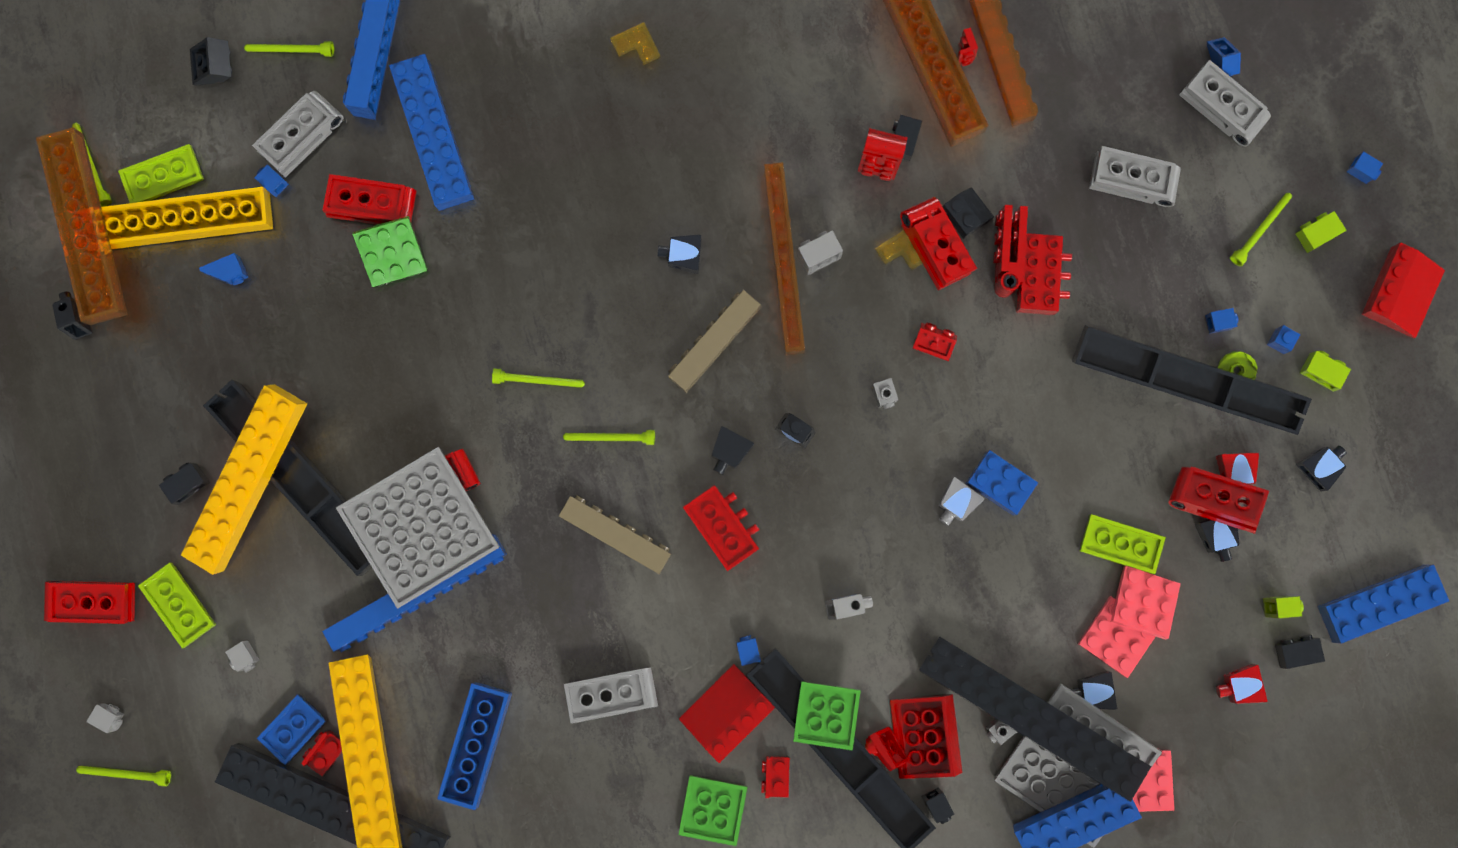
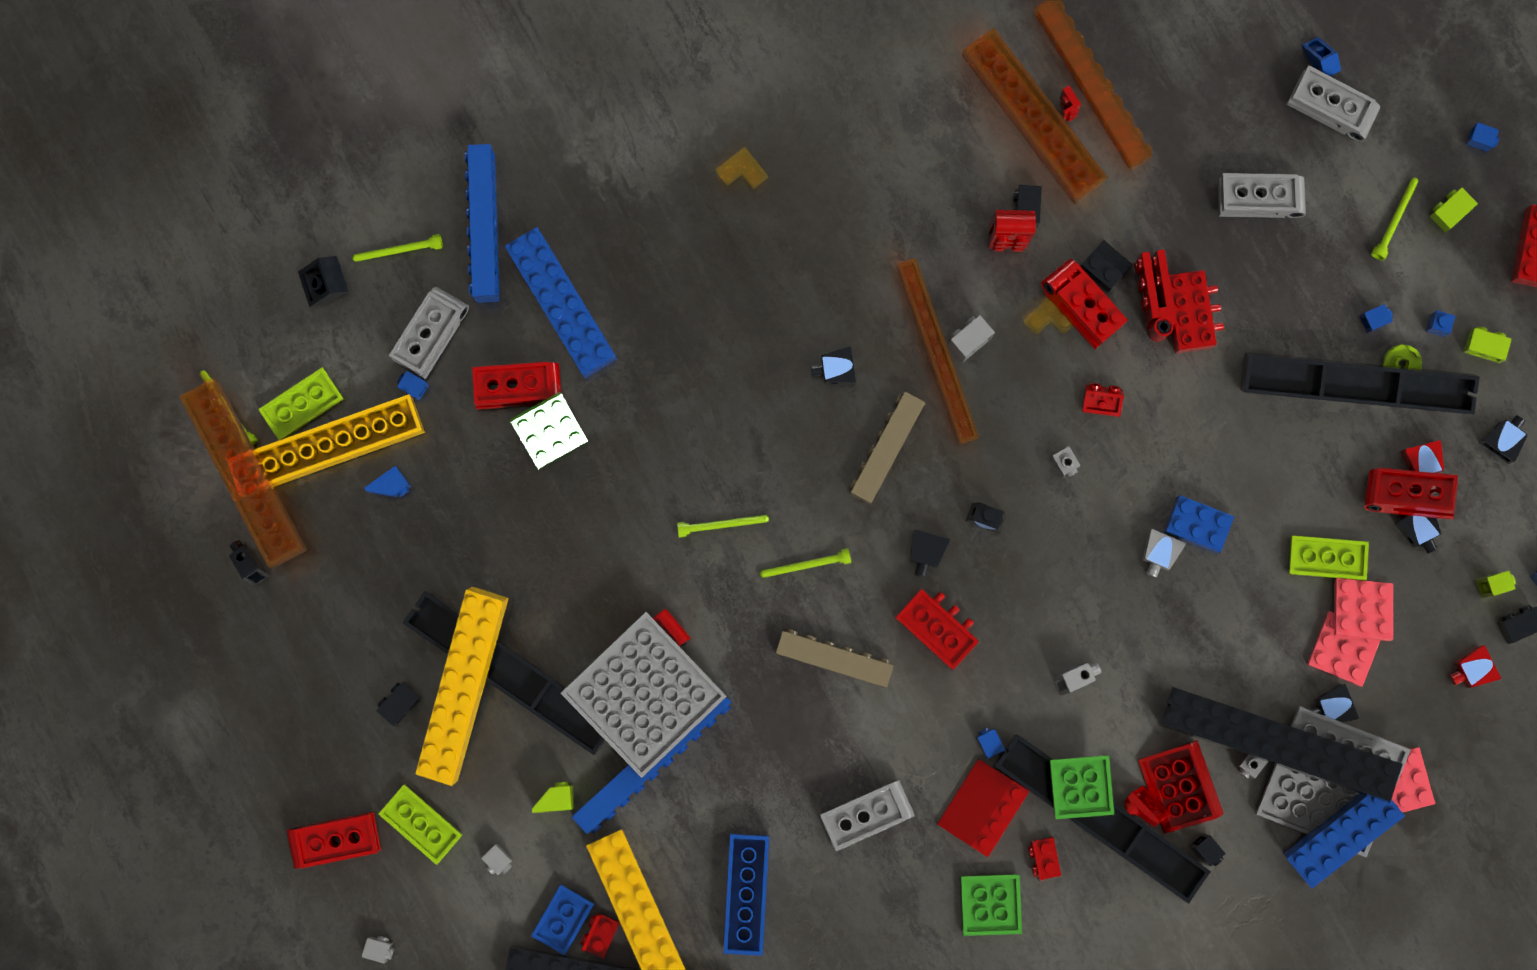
camera: 15 degrees left, 0 degrees up
(312, 610) = (556, 799): none -> lime slope

